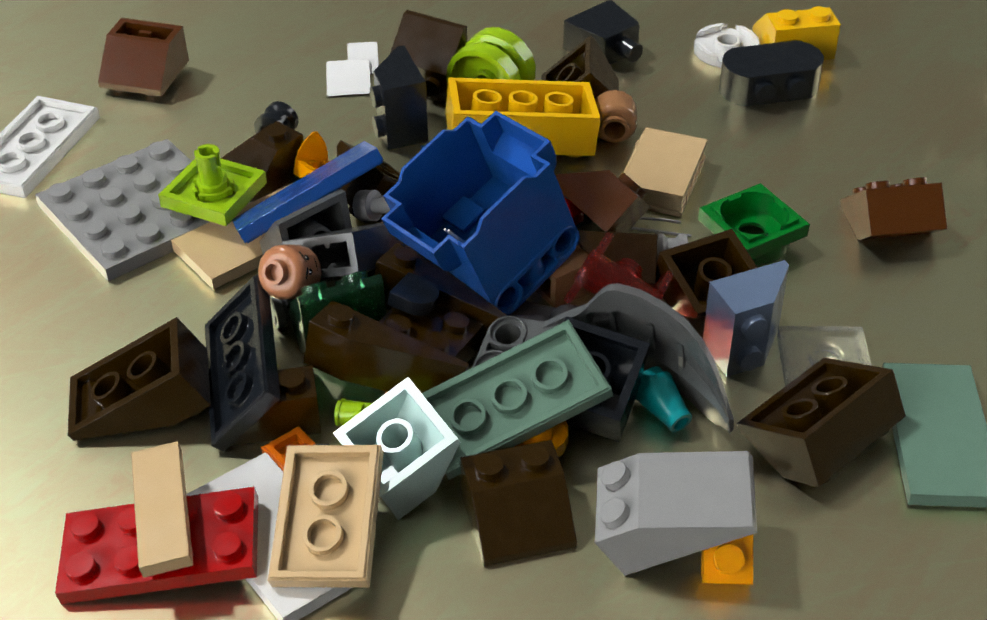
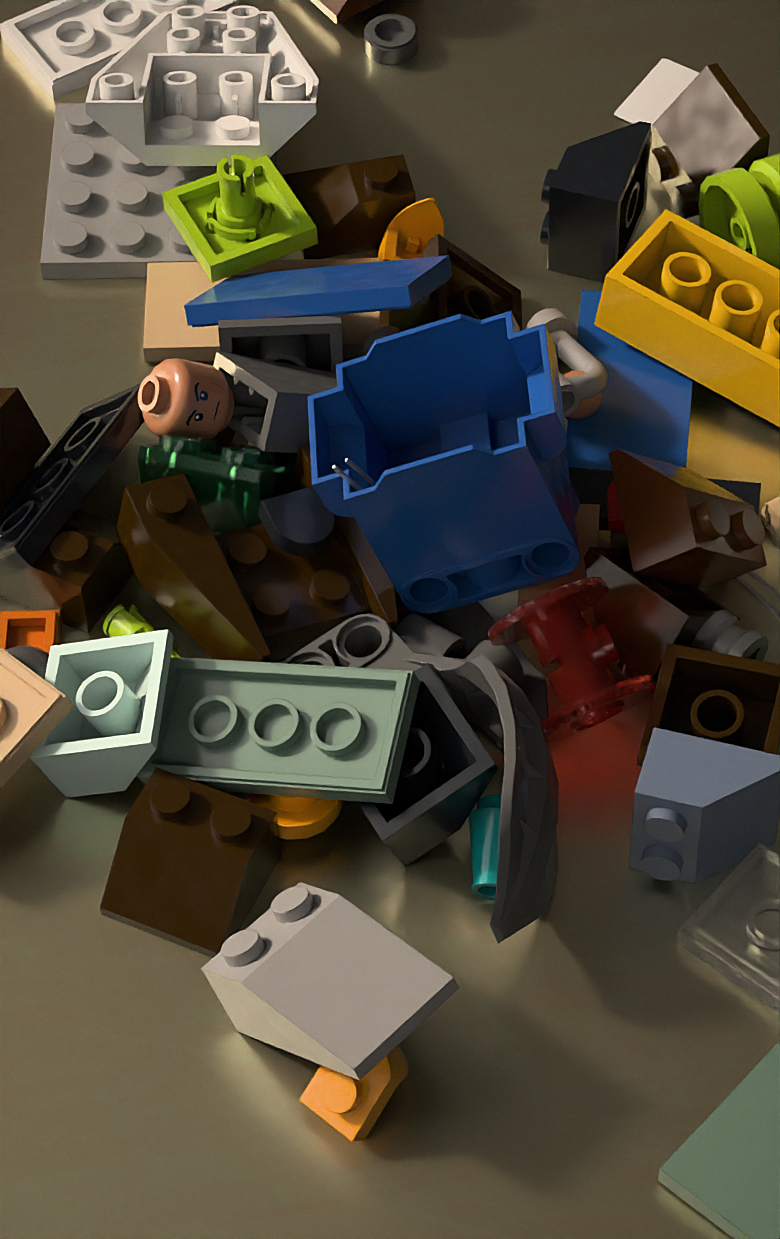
camera: 40 degrees right, 10 degrees up
(138, 138) = (205, 88): none -> white wedge
(198, 90) = (391, 39): none -> dark grey tile
(278, 112) = (428, 150): black wheel -> none
(348, 77) = (603, 110): white sticker -> none
(824, 419) = (651, 1003): dark brown slope -> none

